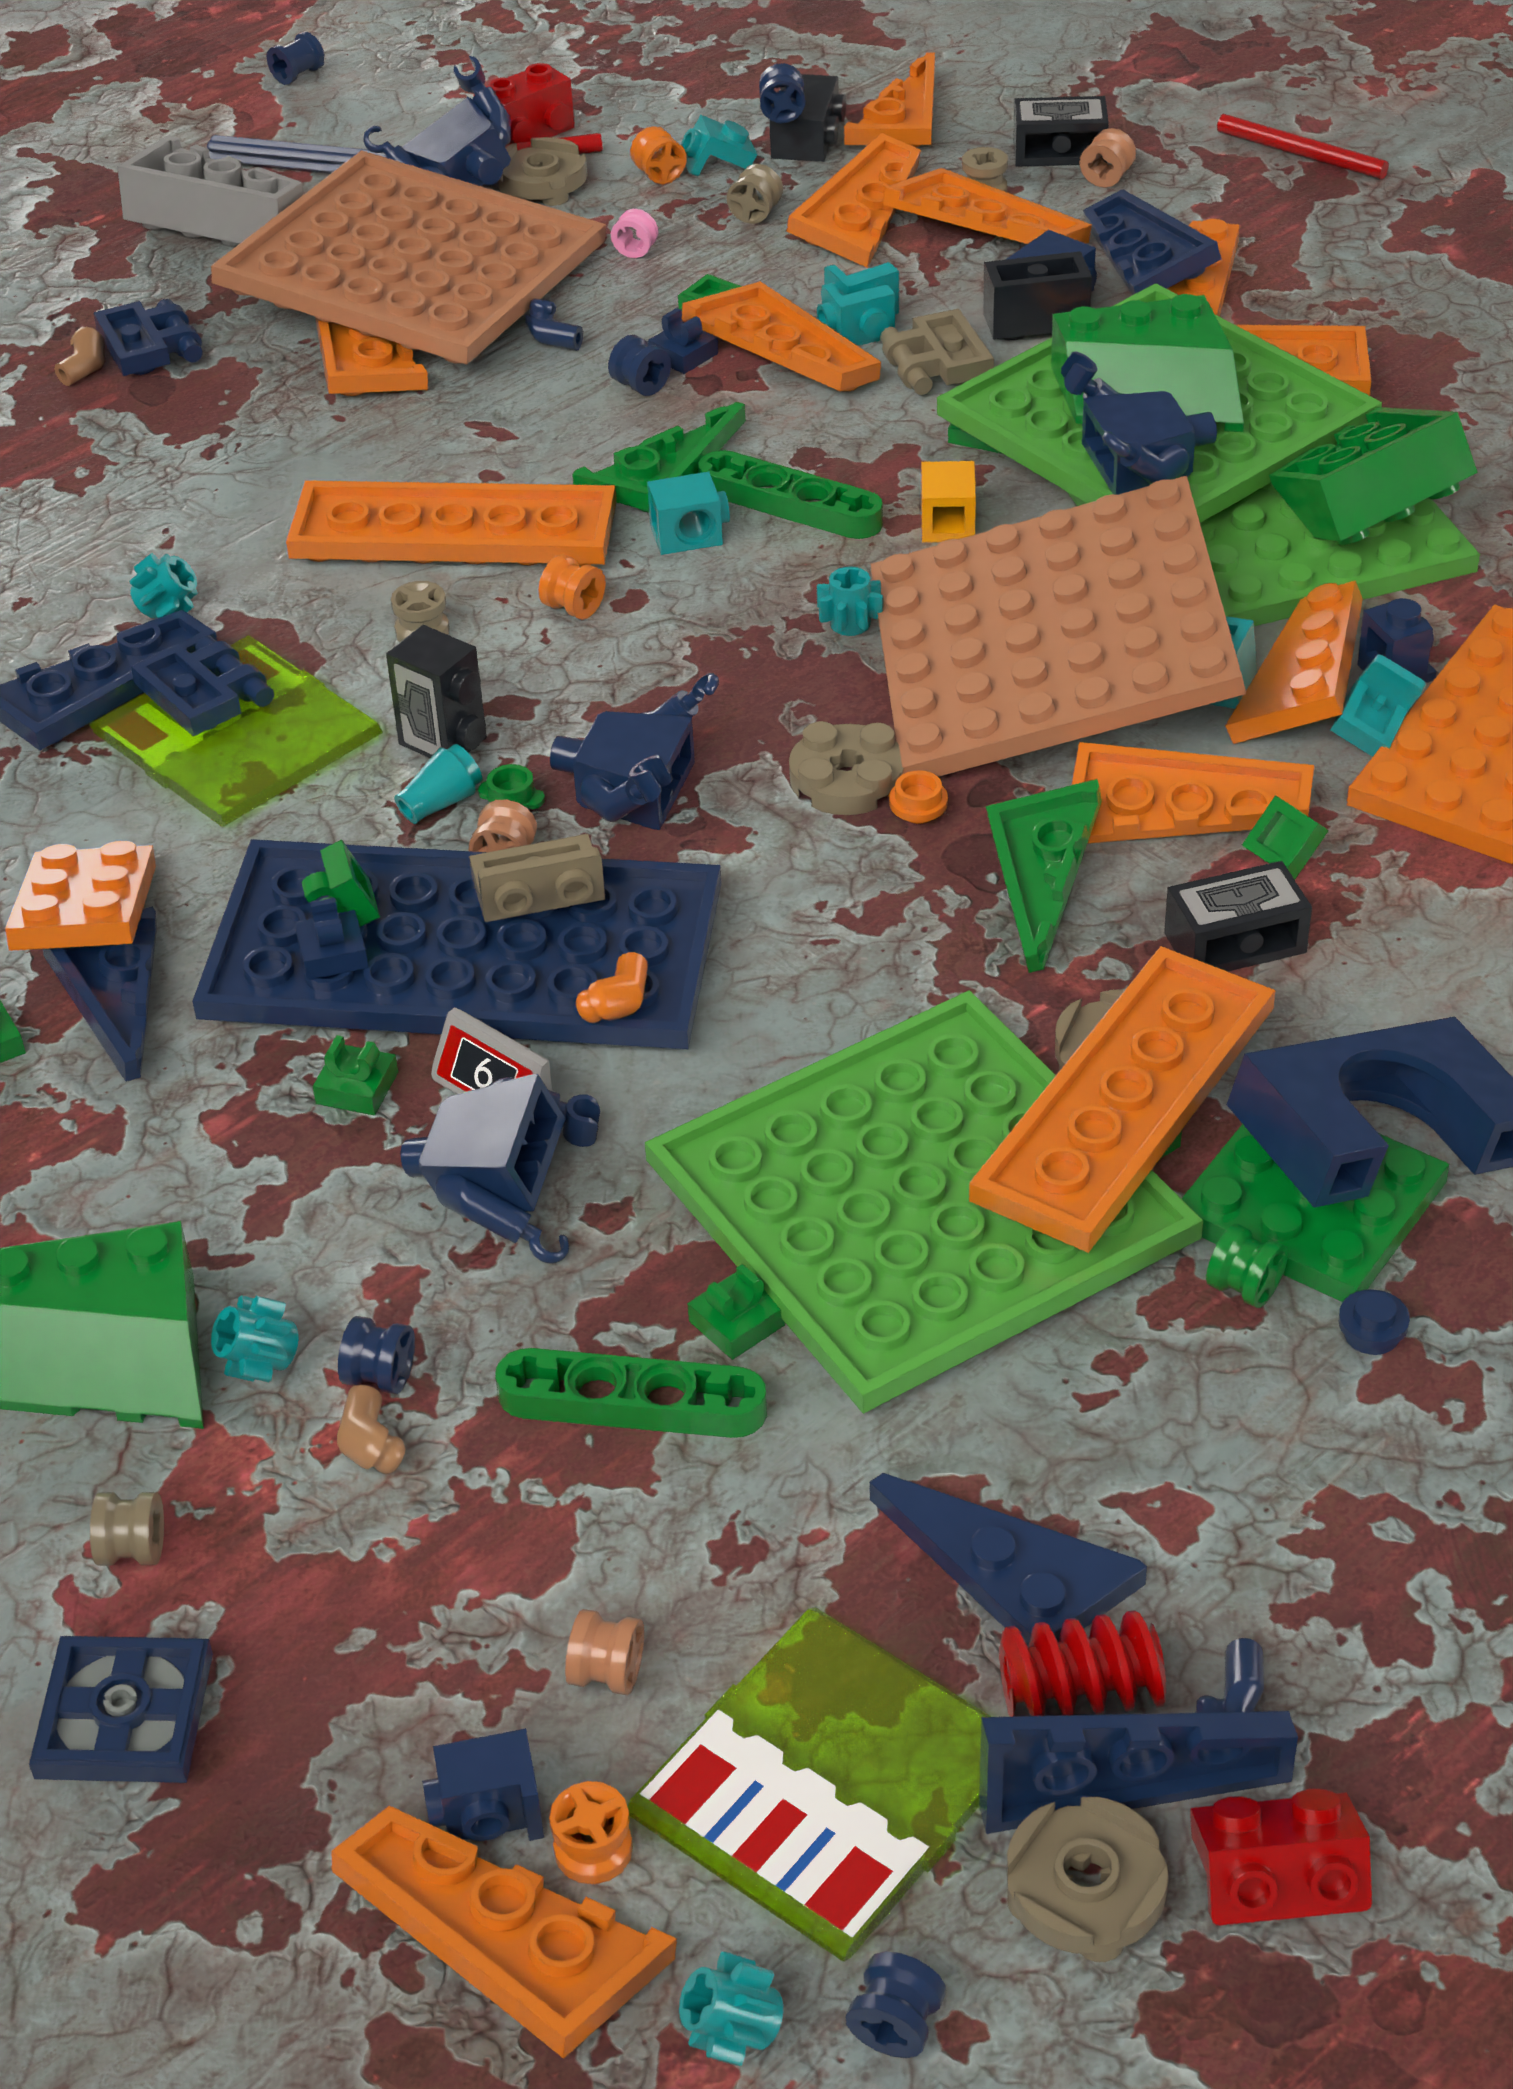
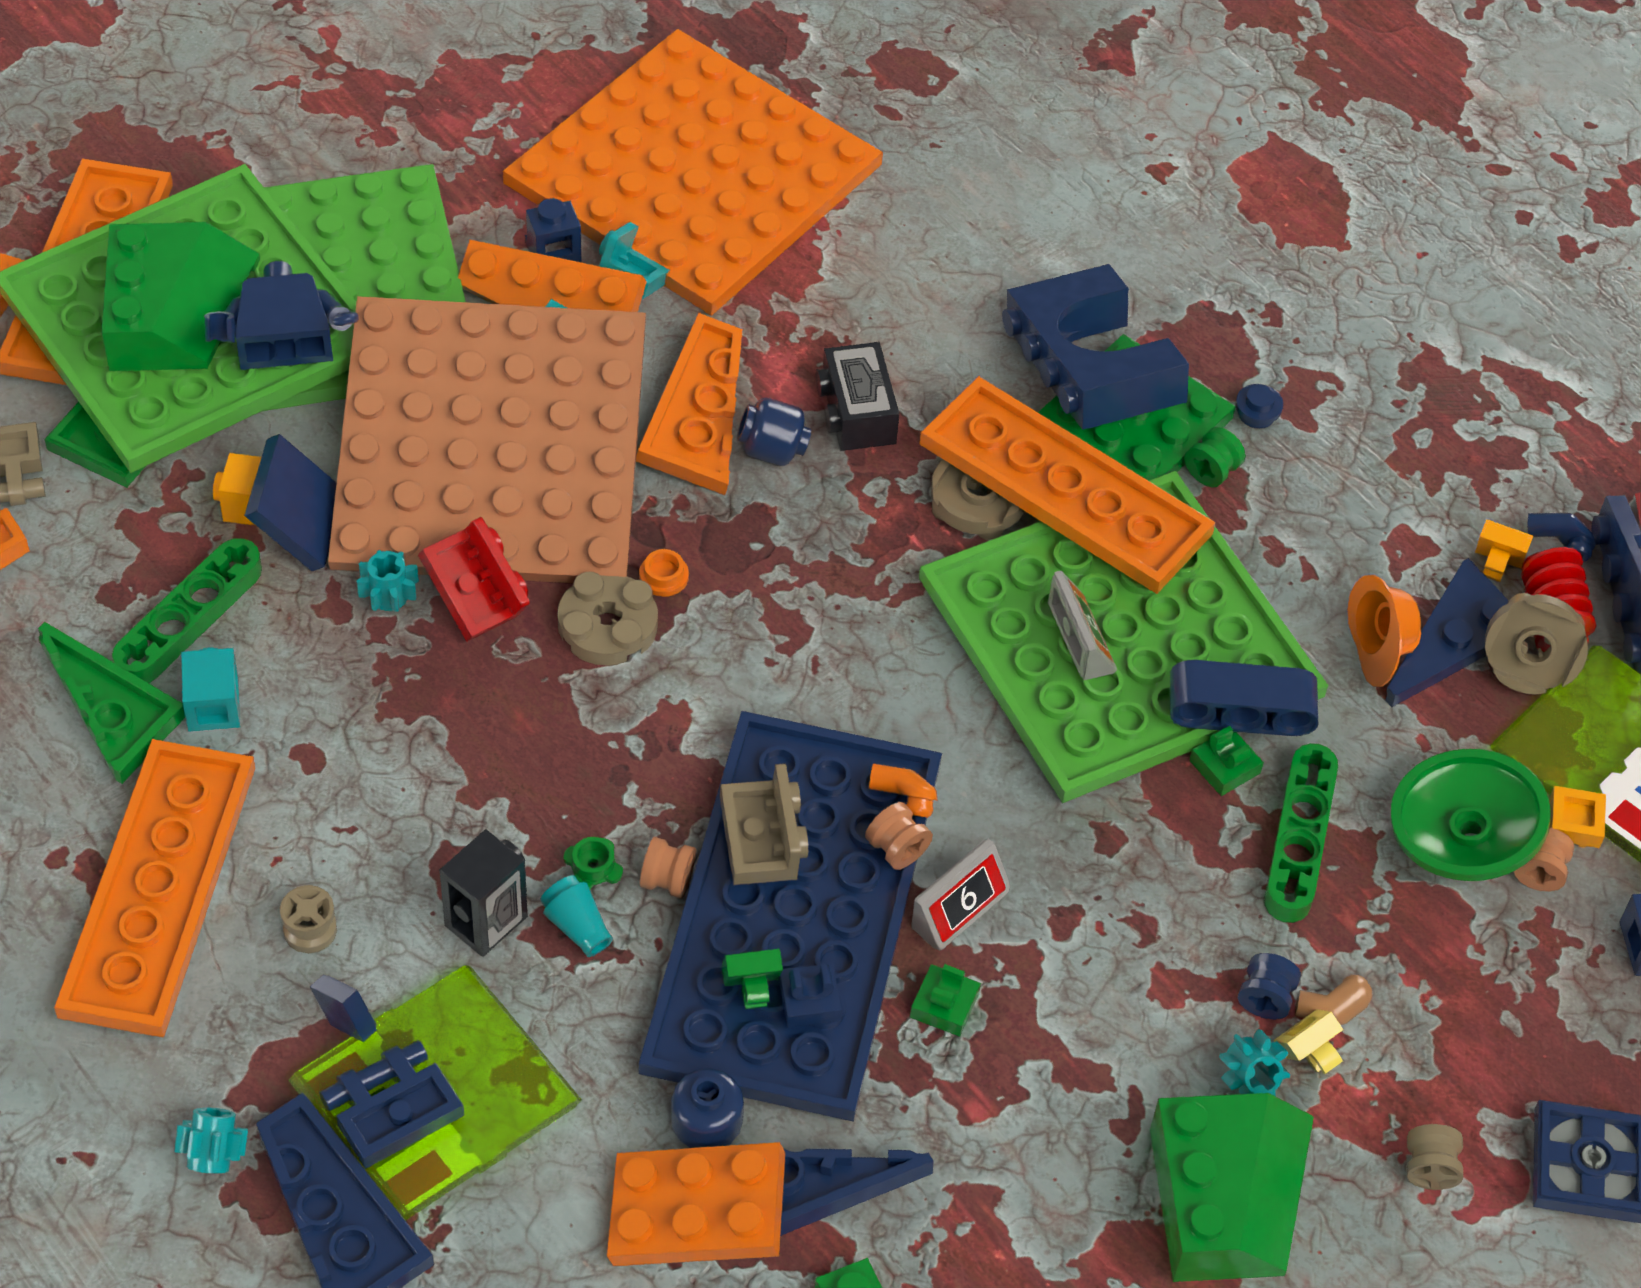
camera: 90 degrees left, 10 degrees up
(190, 889) = (707, 1109): none -> dark blue head
(293, 1394) = (1311, 1040): none -> light yellow tile
(308, 639) = (344, 1007): none -> dark blue tile
(495, 1152) = (1071, 891): dark blue torso -> none
(539, 982) = (898, 835): none -> nougat wheel
(572, 586) = (305, 789): orange wheel -> none
(634, 761) = (590, 761): dark blue torso -> none
(647, 1541) = (1464, 795): none -> green dish
(672, 1683) = (1578, 815): none -> light orange tile
(799, 1284) = (1244, 697): none -> dark blue beam
(854, 647) = (475, 579): none -> red bracket
(888, 1121) = (1079, 629): none -> light grey slope
(920, 504) = (293, 502): none -> dark blue tile
(972, 1626) = (1531, 616): none -> dark tan plate
(973, 1455) = (1383, 627): none -> orange piece
(1039, 853) = (756, 502): green wing -> none
(1151, 851) = (773, 431): none -> dark blue head
(1171, 1600) = (1502, 547): none -> light orange tile
(1285, 836) = (769, 350): green plate -> none
(1376, 472) = (348, 186): green wedge -> none

